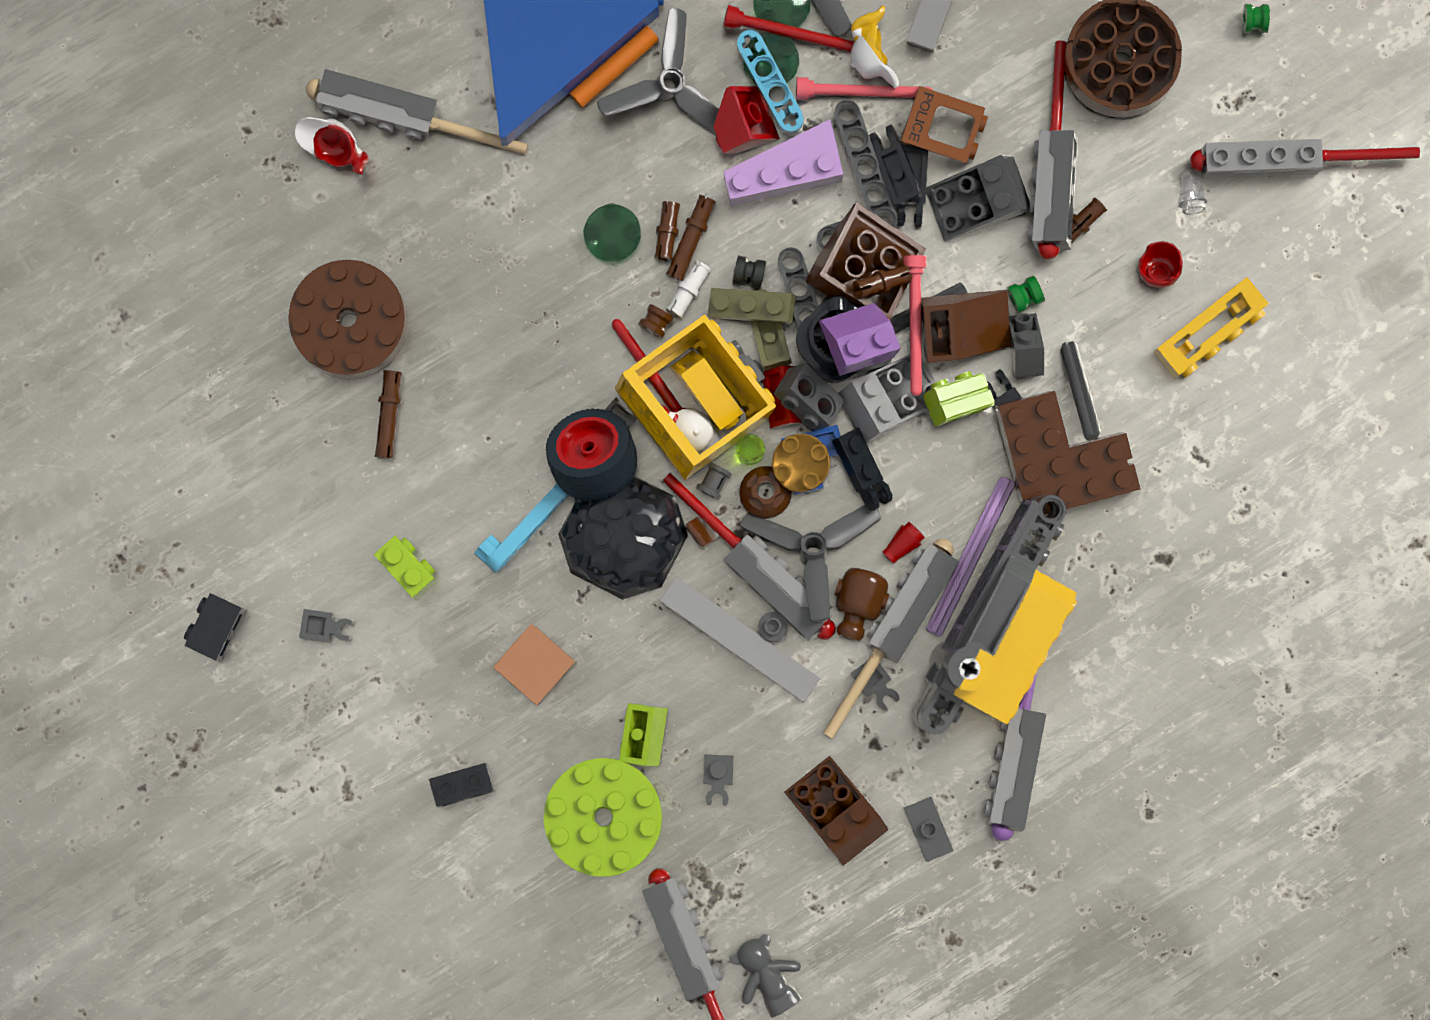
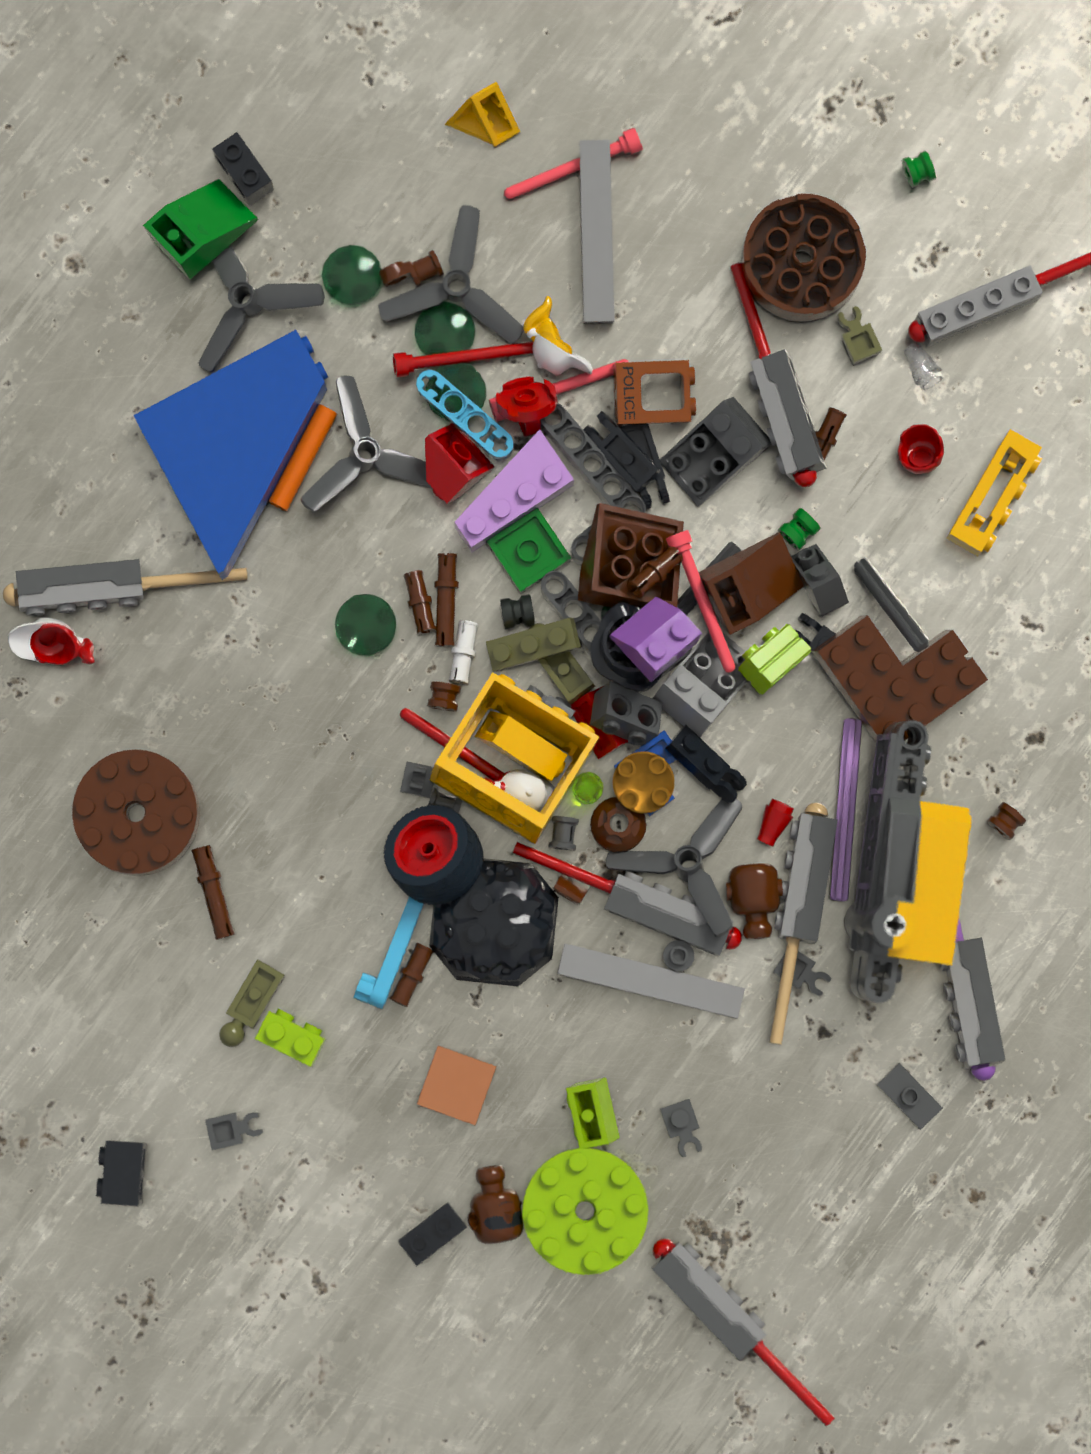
camera: 30 degrees left, 0 degrees up
(383, 522) = (250, 1002): none -> olive plate
(525, 786) = (495, 1210): none -> reddish brown piece
(532, 553) = (411, 974): none -> reddish brown pin
(603, 385) = (417, 780): none -> dark grey tile
(765, 974) = (824, 1316): dark grey piece -> none
(780, 222) = (528, 550): none -> green plate
(828, 92) = (526, 402): none -> red tile
(836, 810) = (812, 1113): reddish brown slope -> none
(1109, 620) = (1006, 821): none -> reddish brown wheel
(1144, 149) = (859, 339): none -> olive plate

